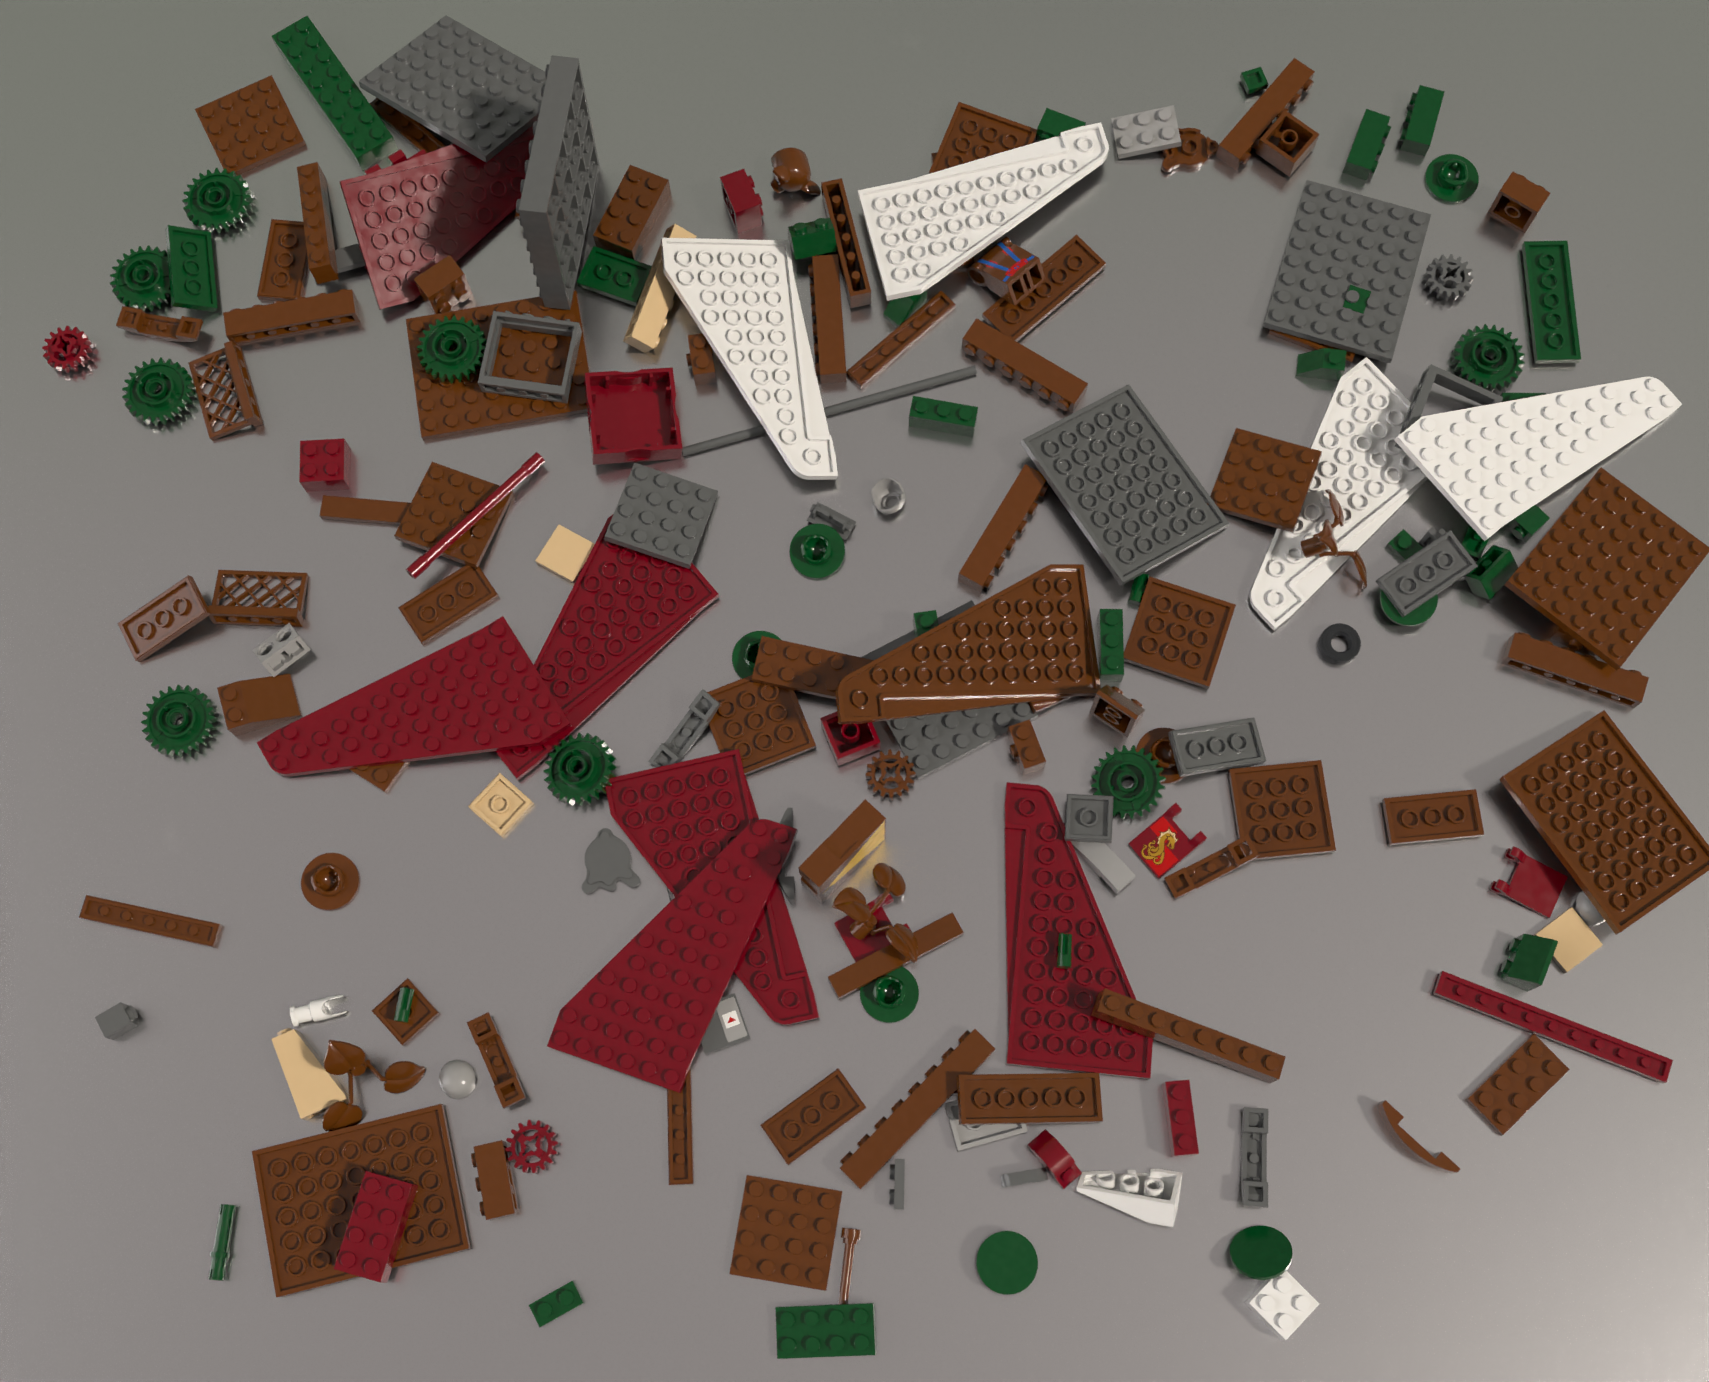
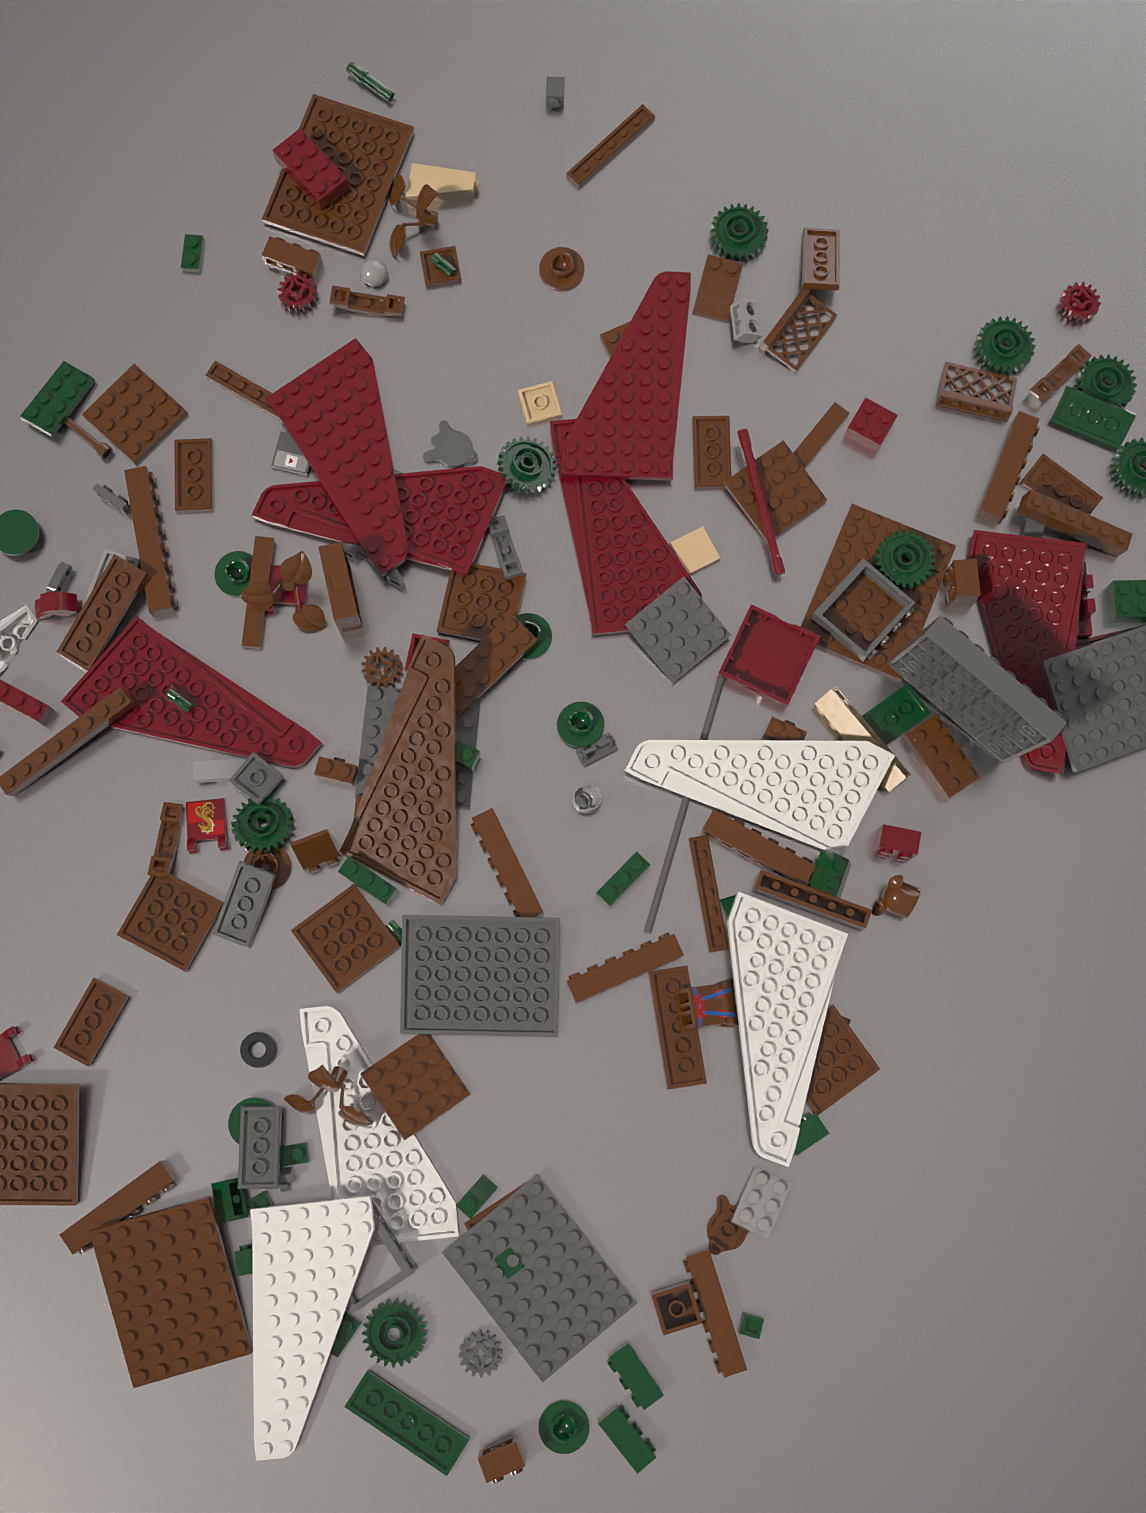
camera: 120 degrees right, 5 degrees up
(313, 1011) = (479, 211): white piece -> none

